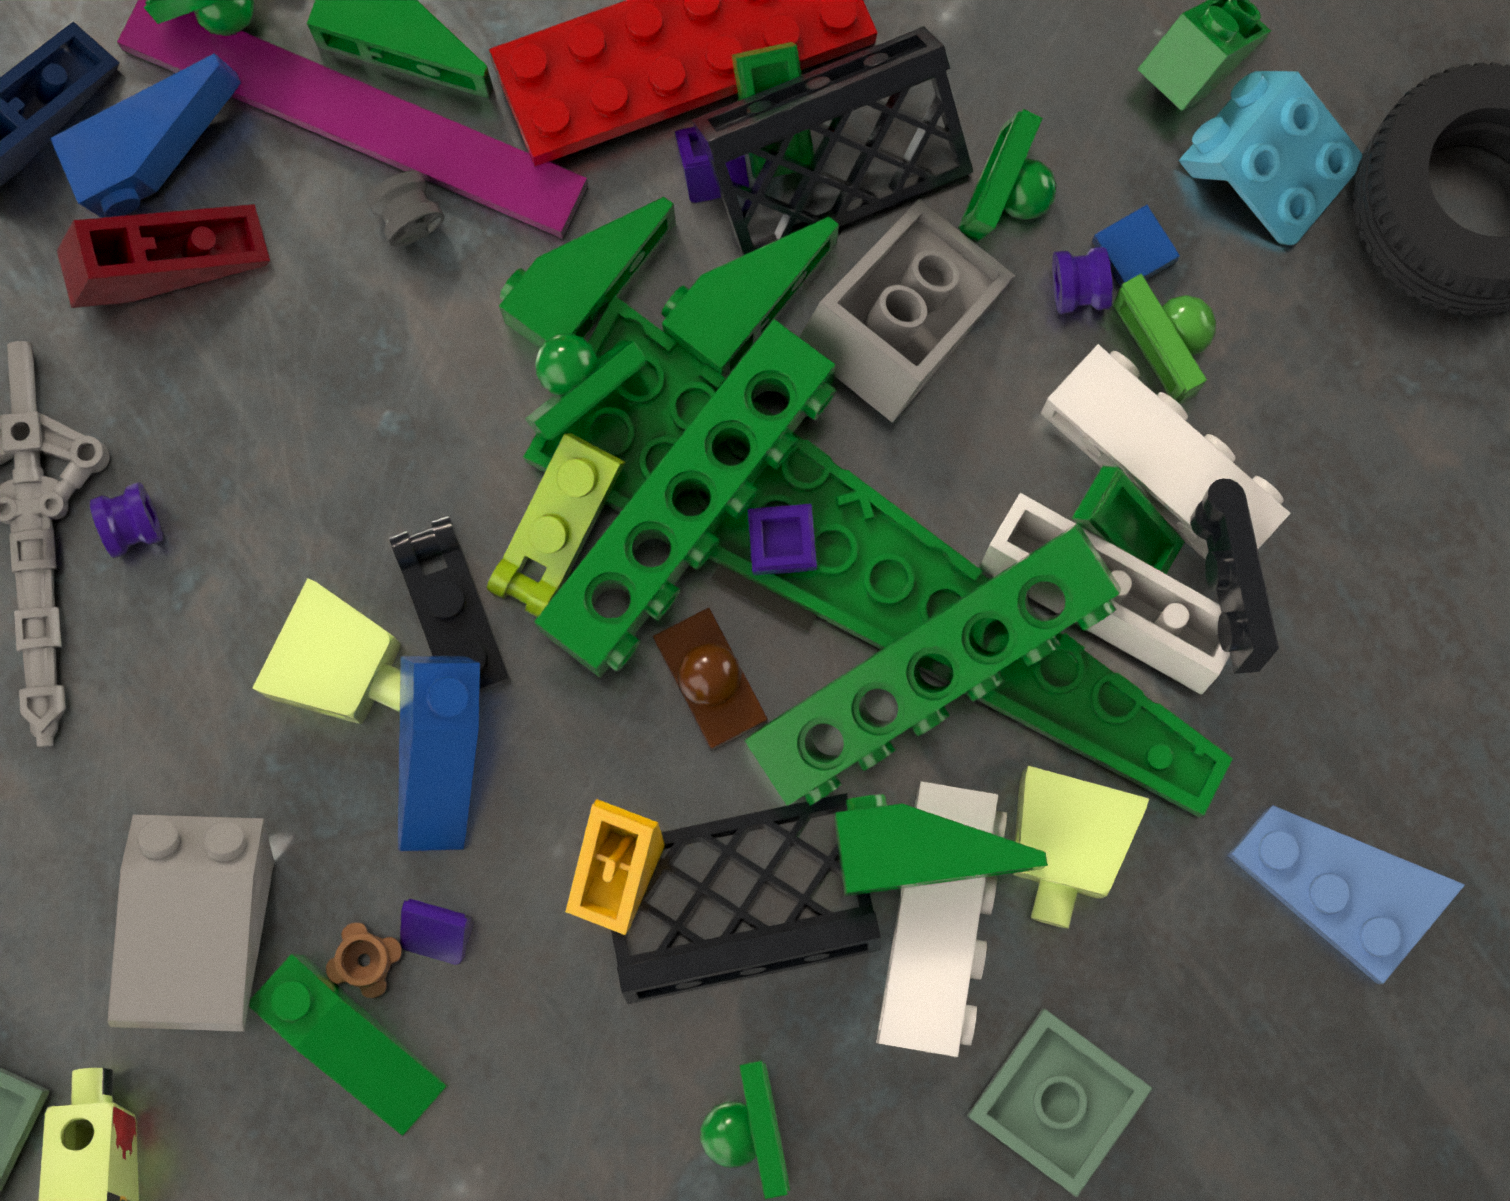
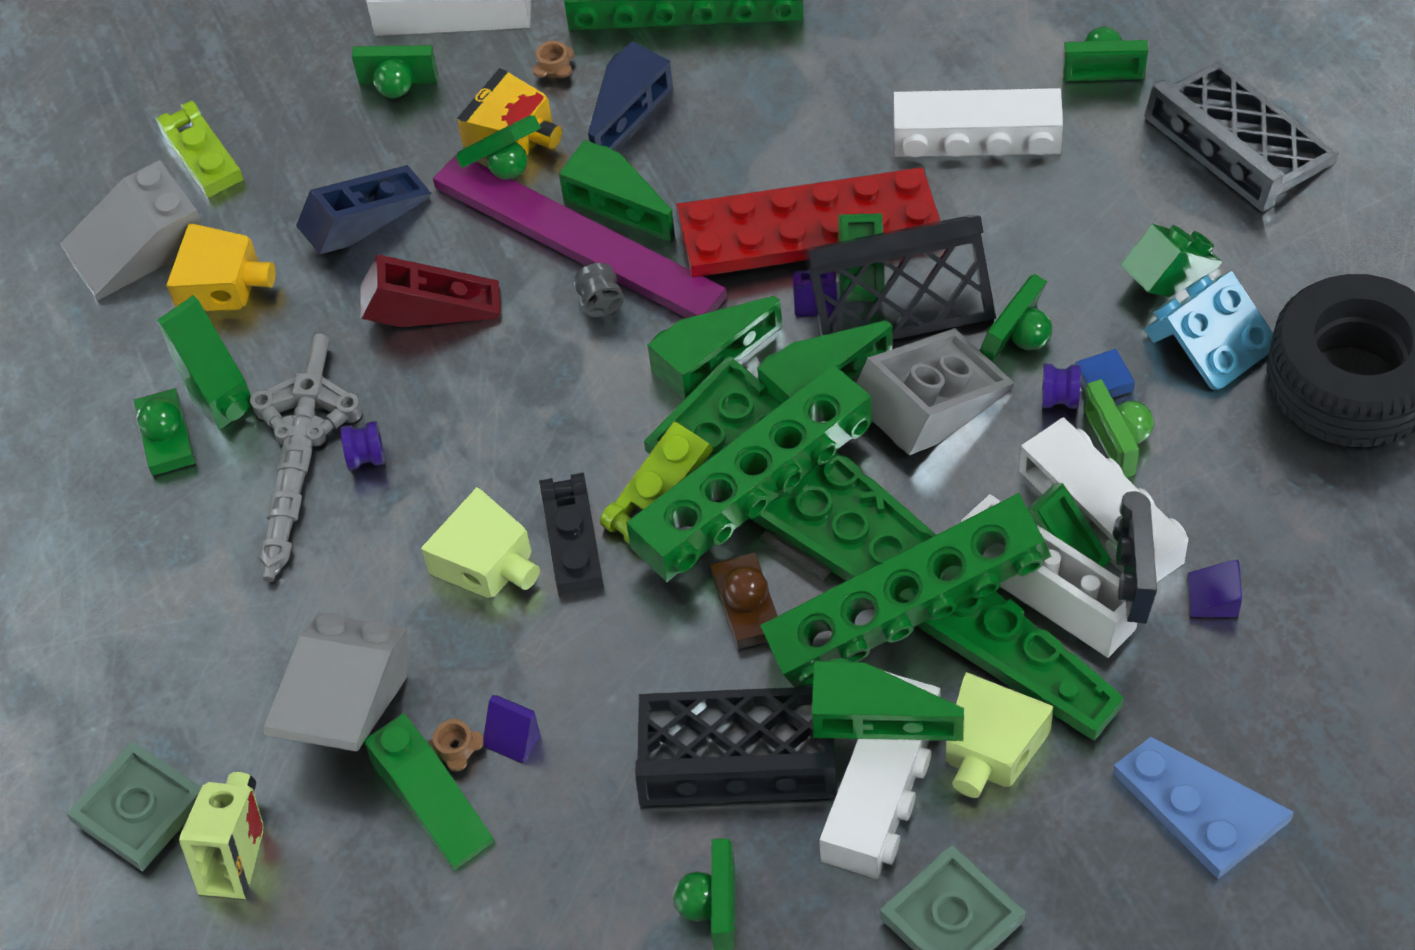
camera: 15 degrees right, 25 degrees down
(141, 140) = (441, 224): blue slope -> none
(436, 750) = (539, 606): blue slope -> none
(579, 381) = (691, 390): green tile -> none
(614, 866) = (651, 693): yellow slope -> none
(782, 539) = (814, 510): dark purple tile -> none
(1327, 569) = (1215, 590): none -> dark purple slope

